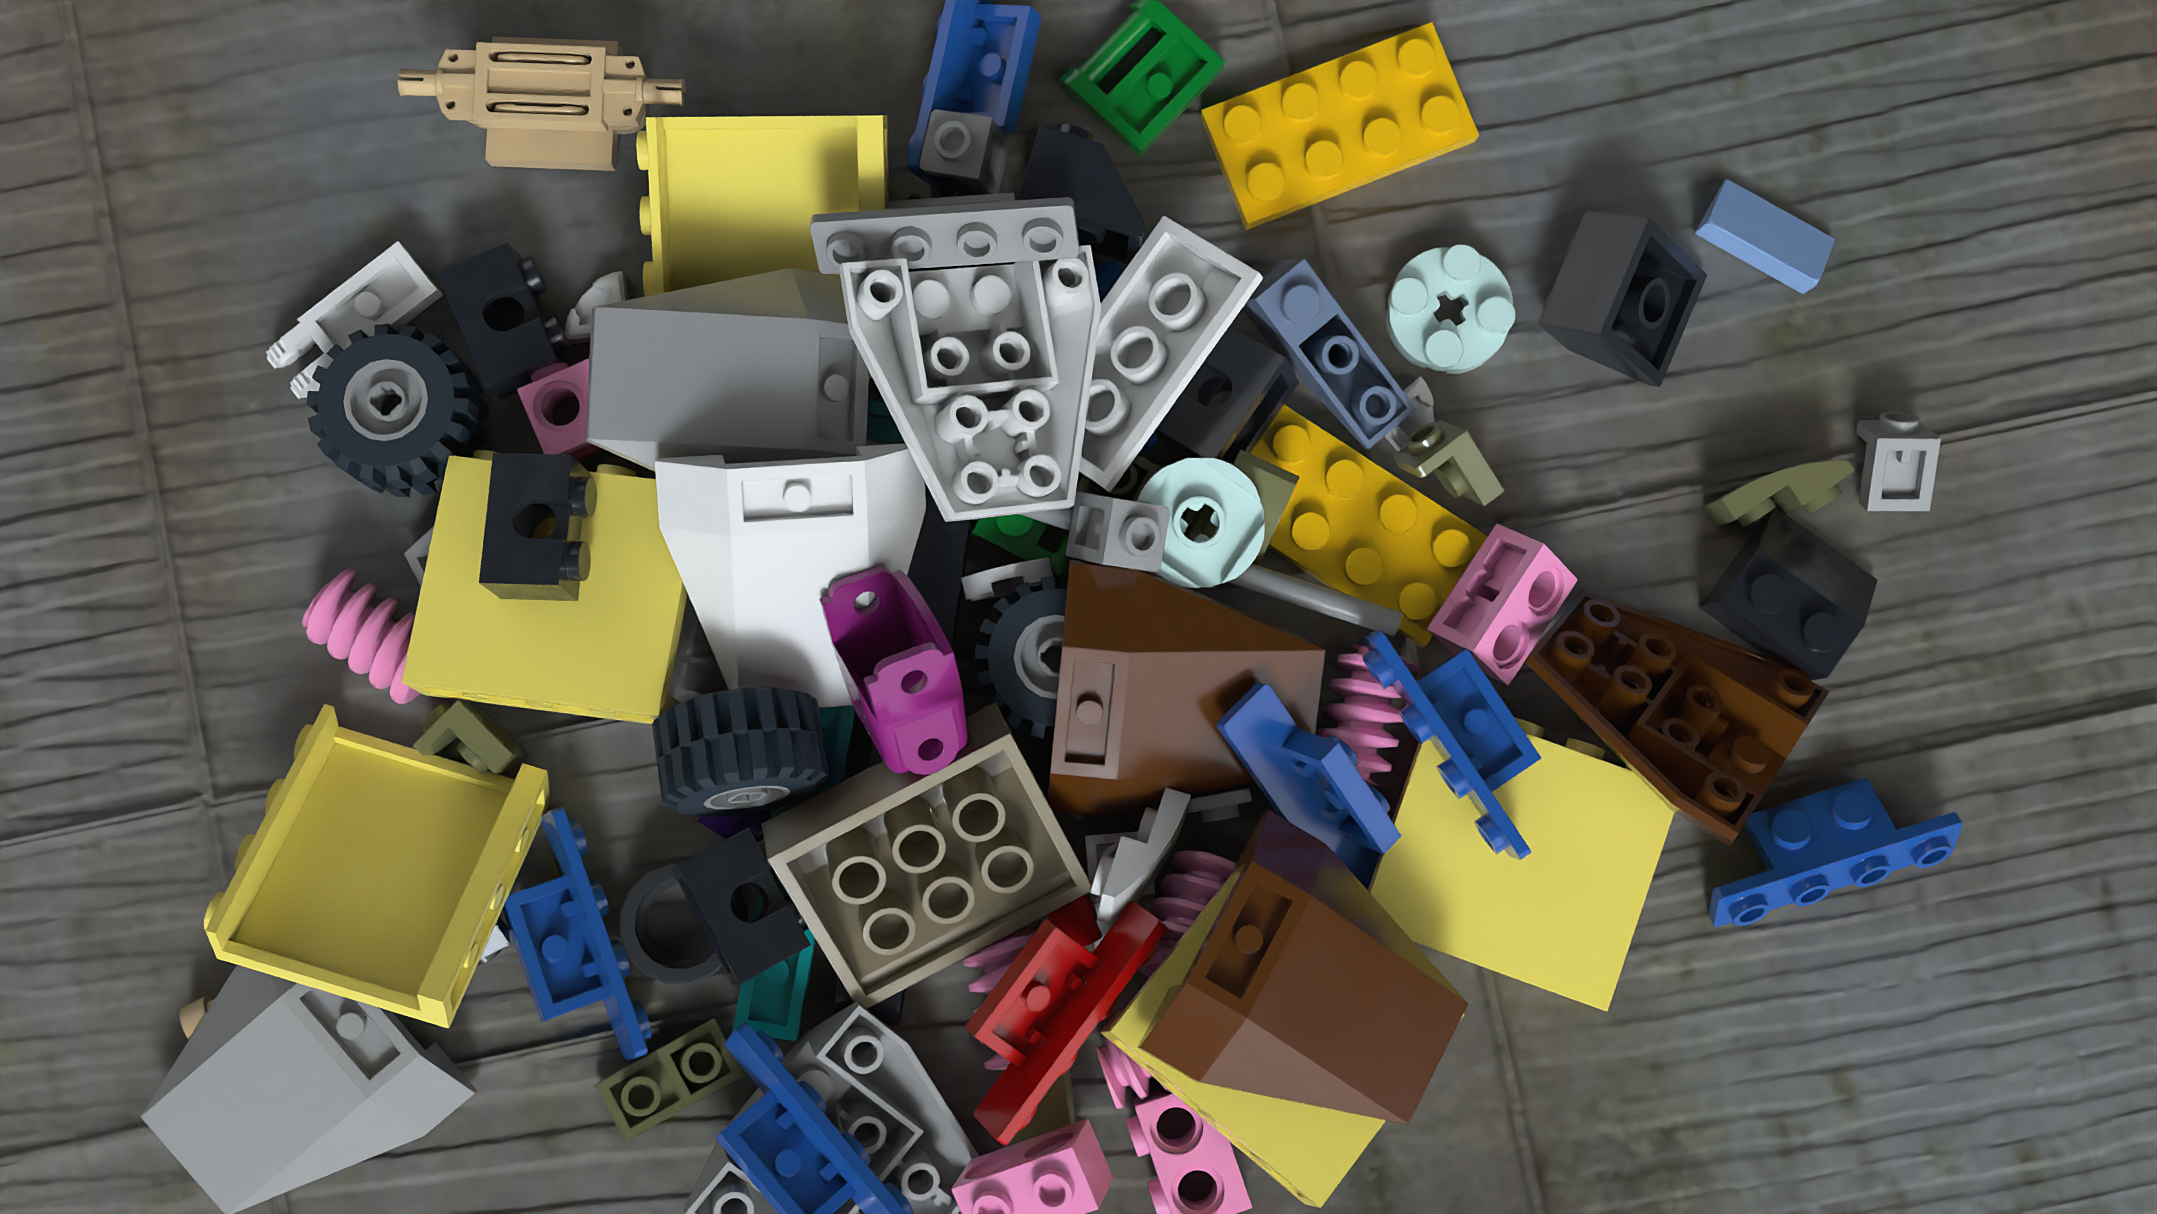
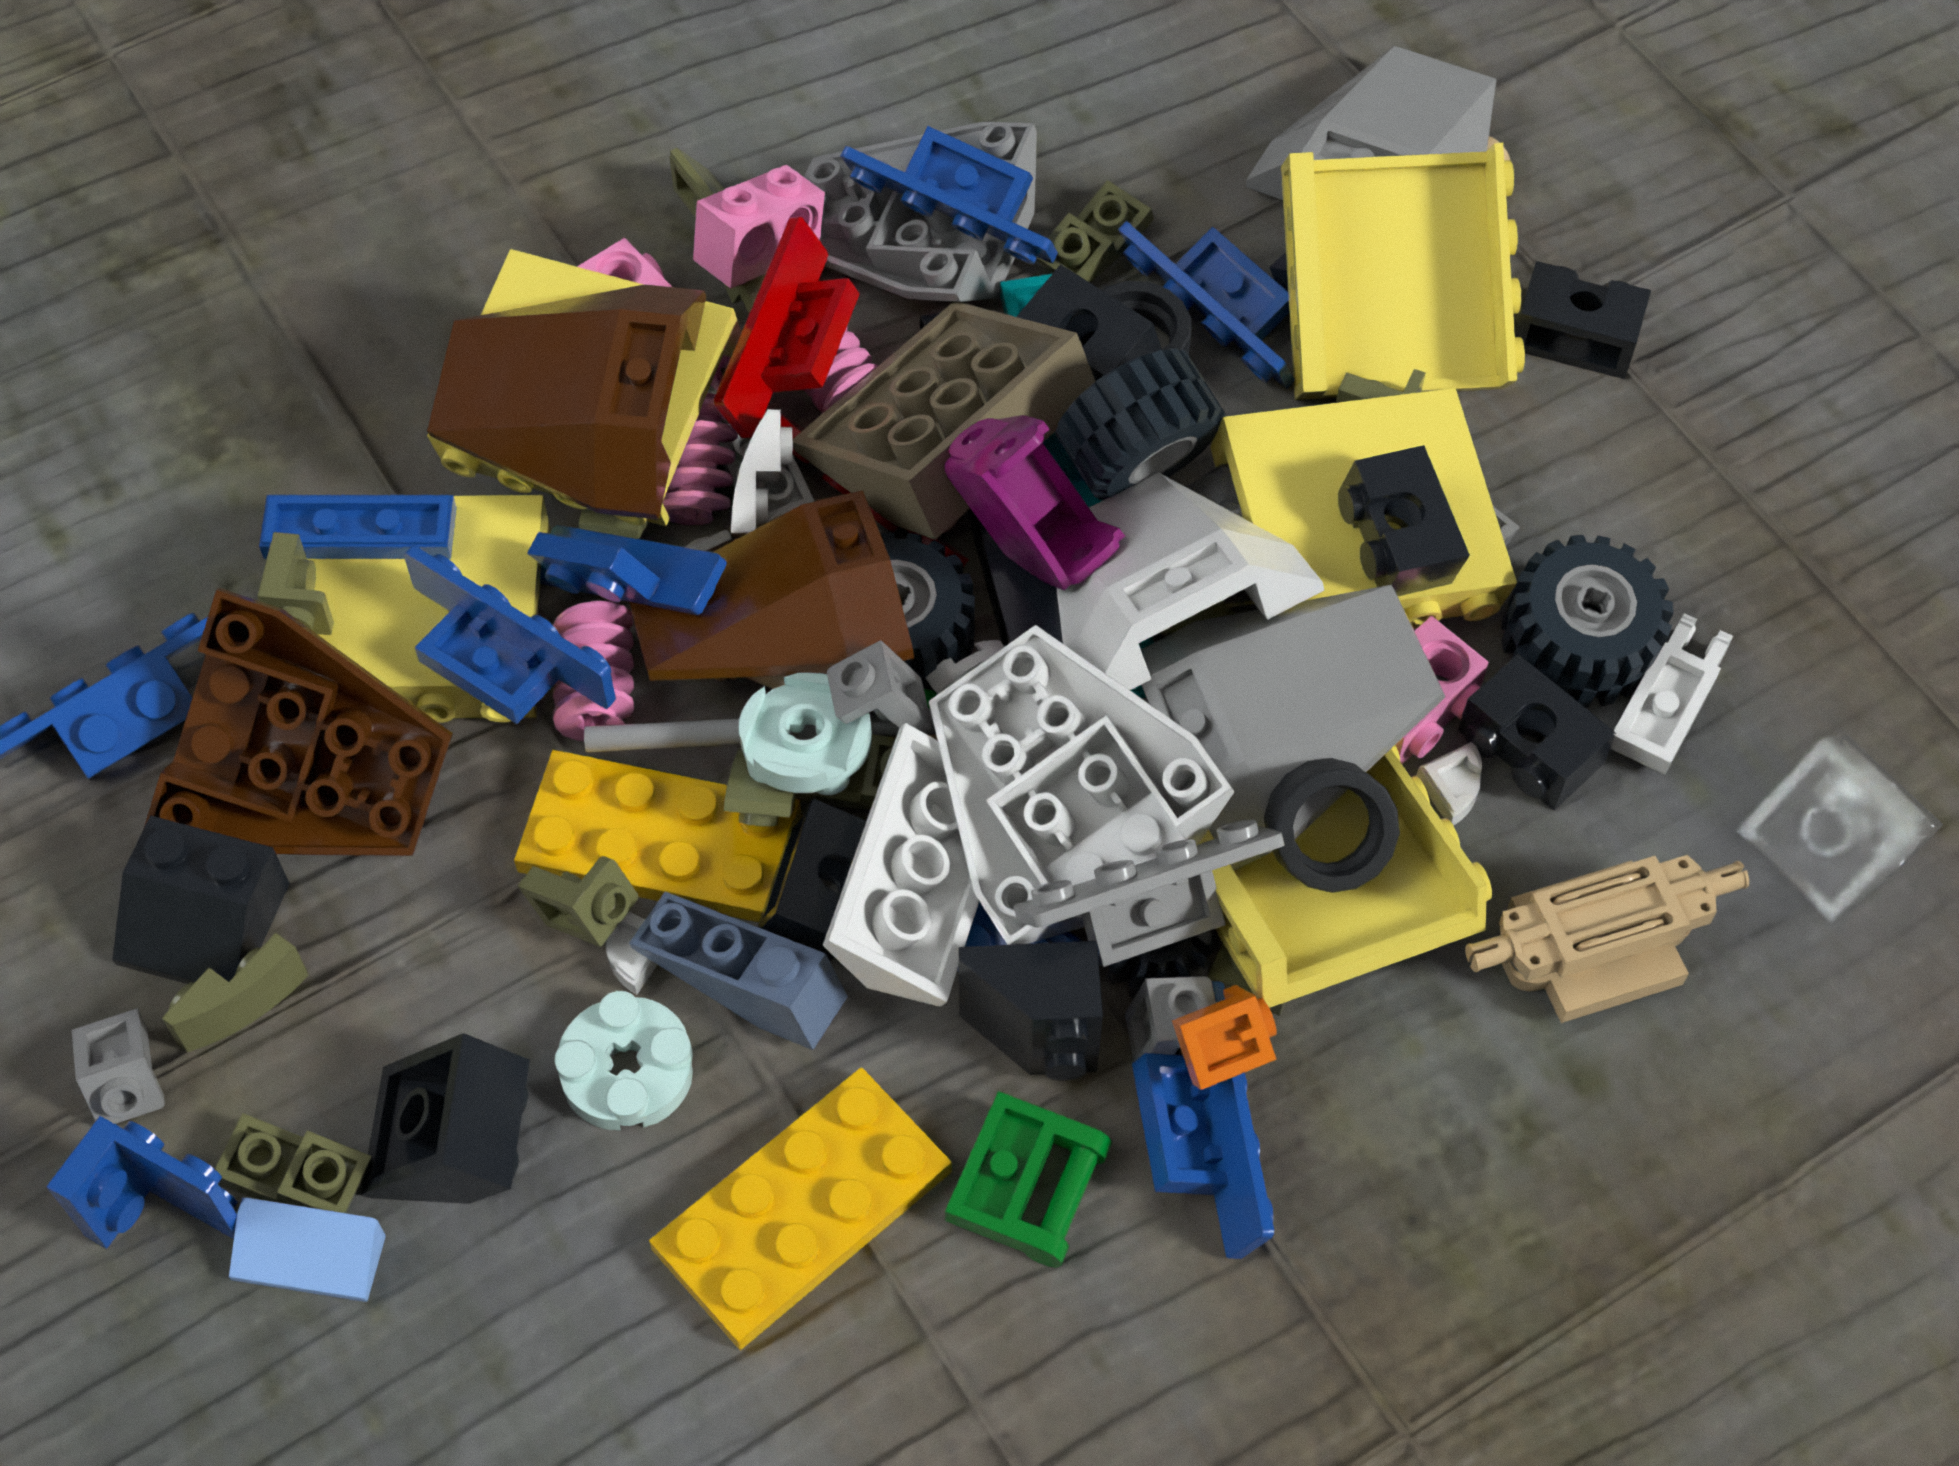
camera: 165 degrees right, 25 degrees down
(184, 747) = (1603, 314): none -> black brick
(275, 125) = (1839, 826): none -> clear slope
(362, 632) = (1520, 451): bright pink piece -> none
(748, 271) = (1371, 853): none -> black tyre
(929, 90) = (1226, 1037): none -> orange bracket
(1503, 602) = (489, 793): bright pink brick -> none
(1556, 943) = (362, 524): none -> blue tile
(1644, 887) = (290, 584): none -> olive bracket
(1760, 316) = (289, 1167): none -> olive slope
(1885, 319) = (117, 1167): none -> blue bracket

